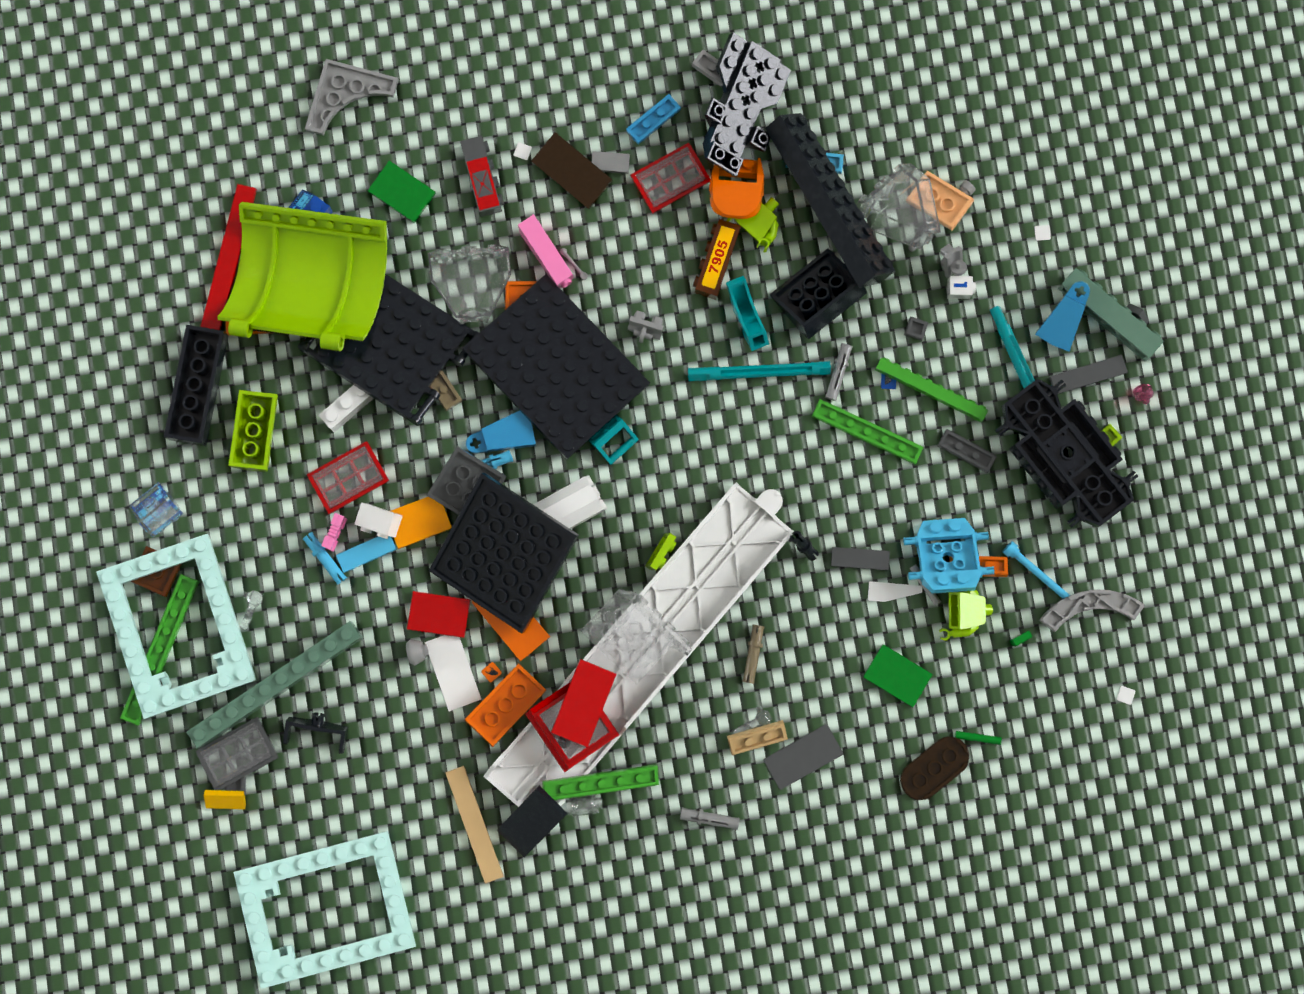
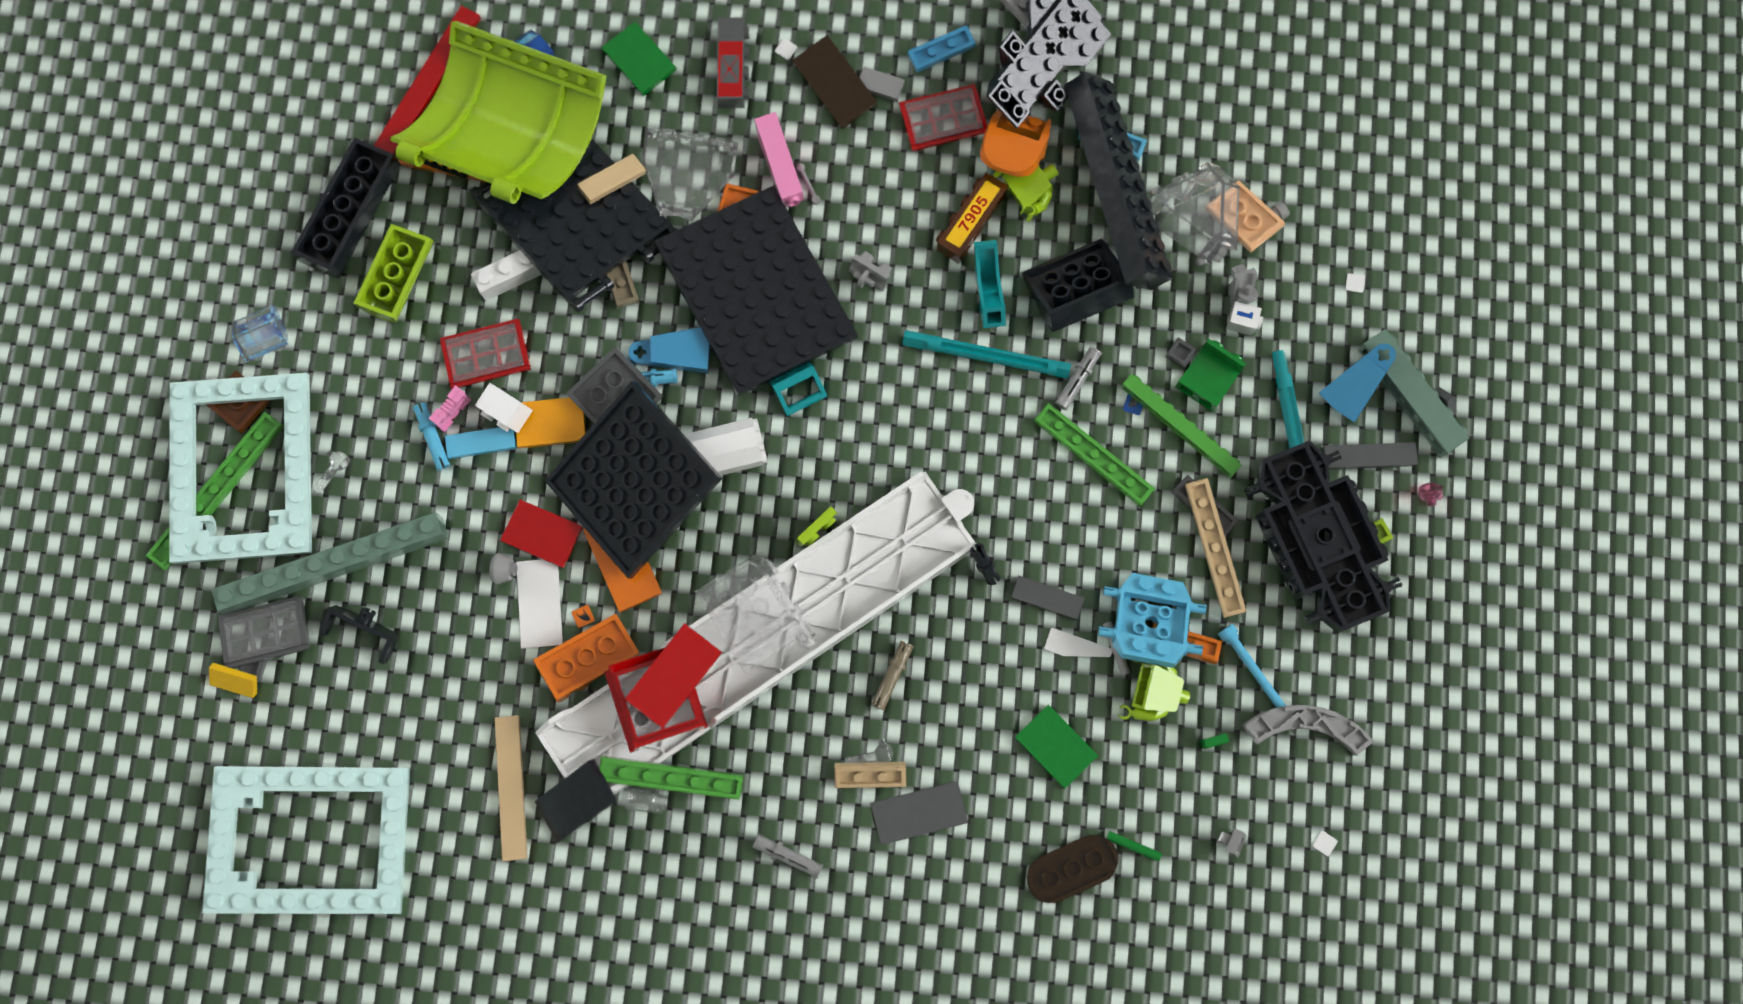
camera: 20 degrees right, 5 degrees down
(411, 303) = (611, 178): none -> tan tile
(944, 341) = (1210, 374): none -> green panel
(983, 483) = (1215, 548): none -> tan tile
(1056, 713) = (1234, 841): none -> light grey tile

